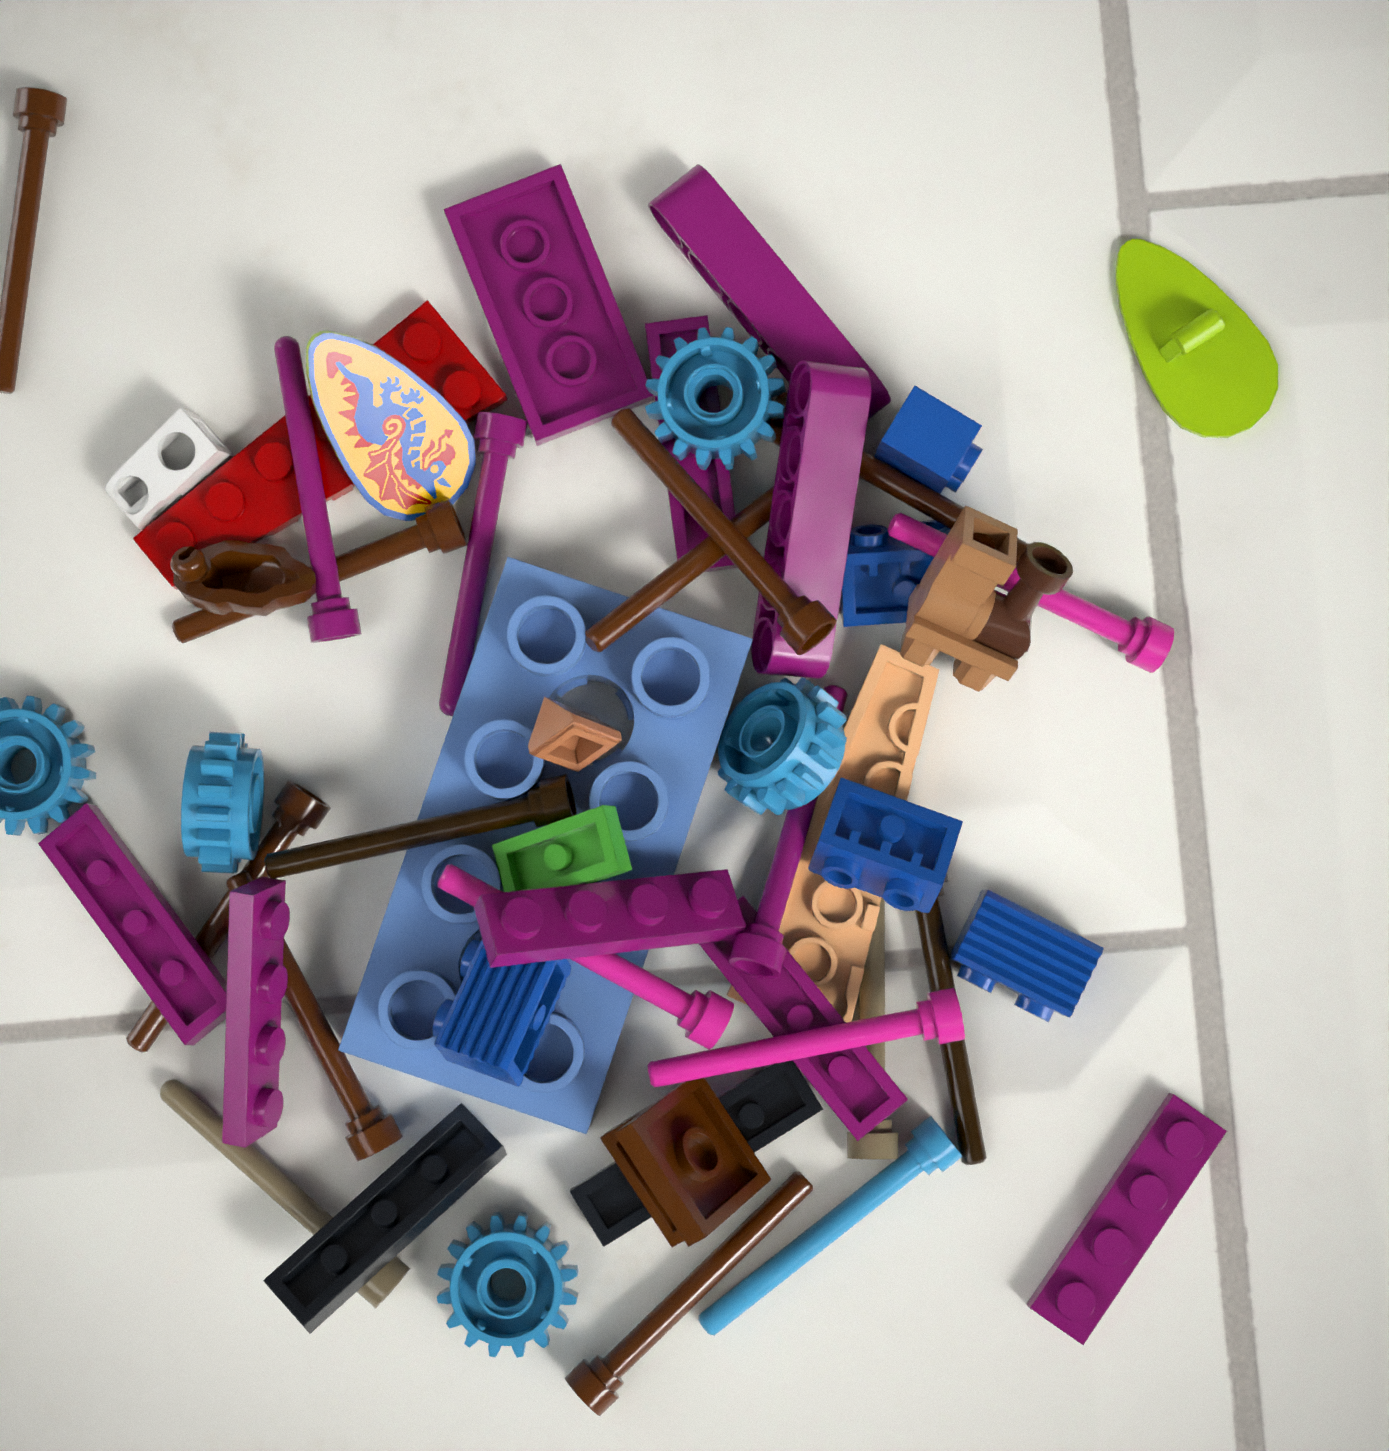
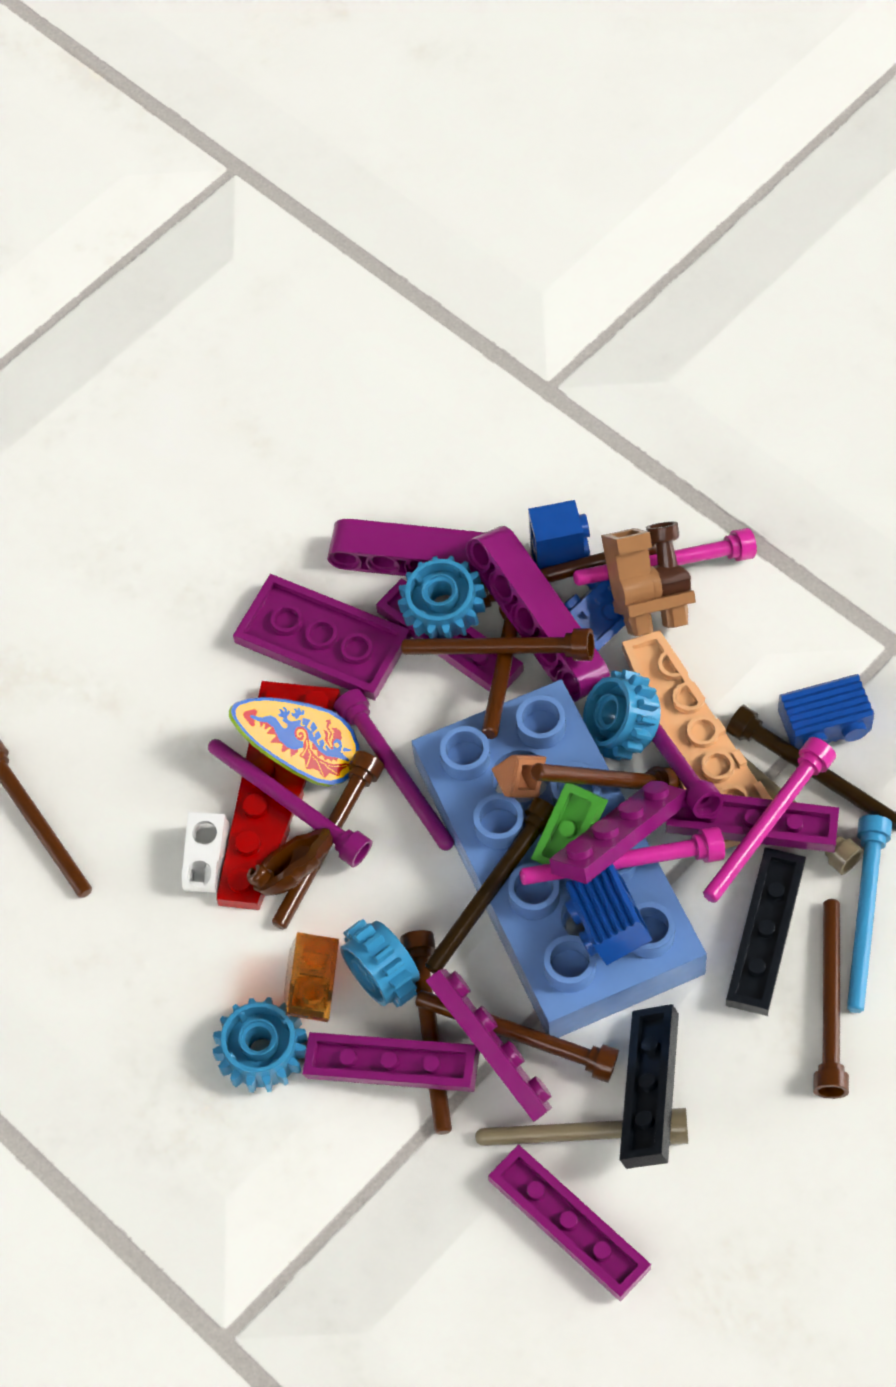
camera: 30 degrees left, 25 degrees down
(133, 748) = (310, 977): none -> clear orange slope
(168, 1277) = (569, 1223): none -> magenta plate
(499, 1319) = (735, 1092): dark azure gear -> none
(686, 1162) = (764, 929): reddish brown bracket -> none
(745, 858) = (602, 777): none -> reddish brown piece
(885, 847) = (714, 716): blue bracket -> none
(1193, 343) = (632, 420): lime shield -> none

